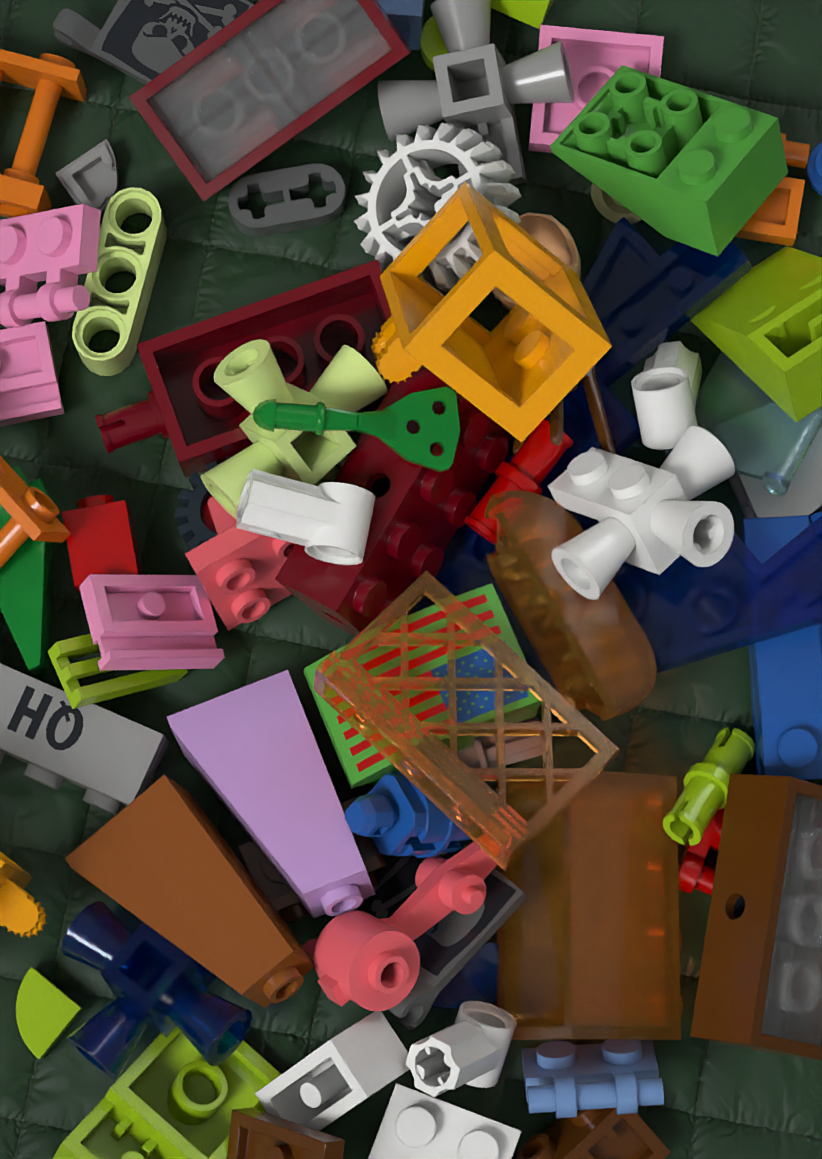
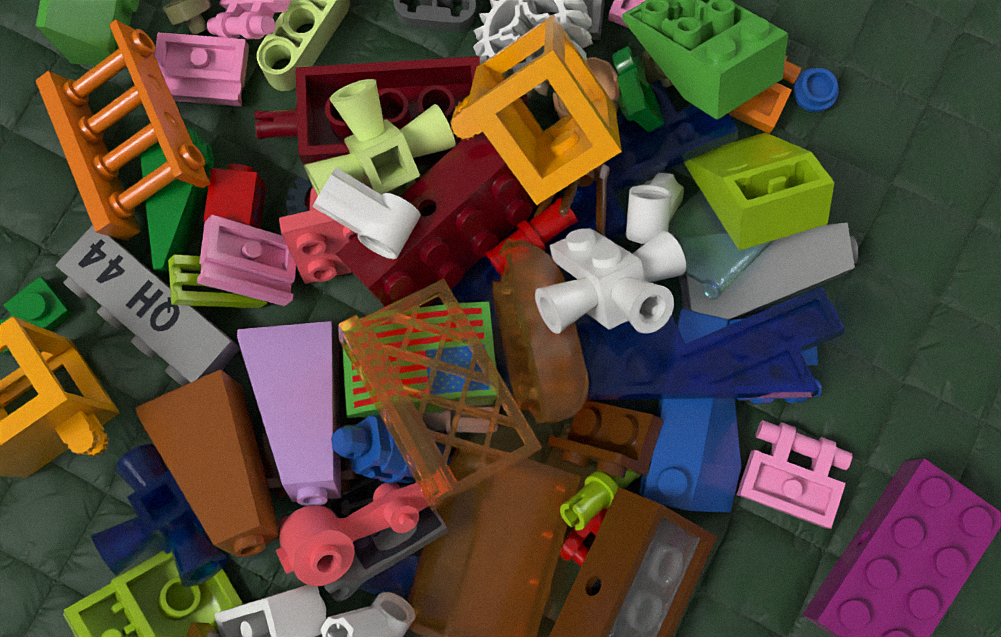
camera: 15 degrees right, 0 degrees up
(43, 1012) = (93, 509): lime tile -> none
(386, 425) = (442, 164): green piece -> none
(603, 251) = (638, 97): none -> green plate
(700, 715) = (611, 437): none -> reddish brown bracket

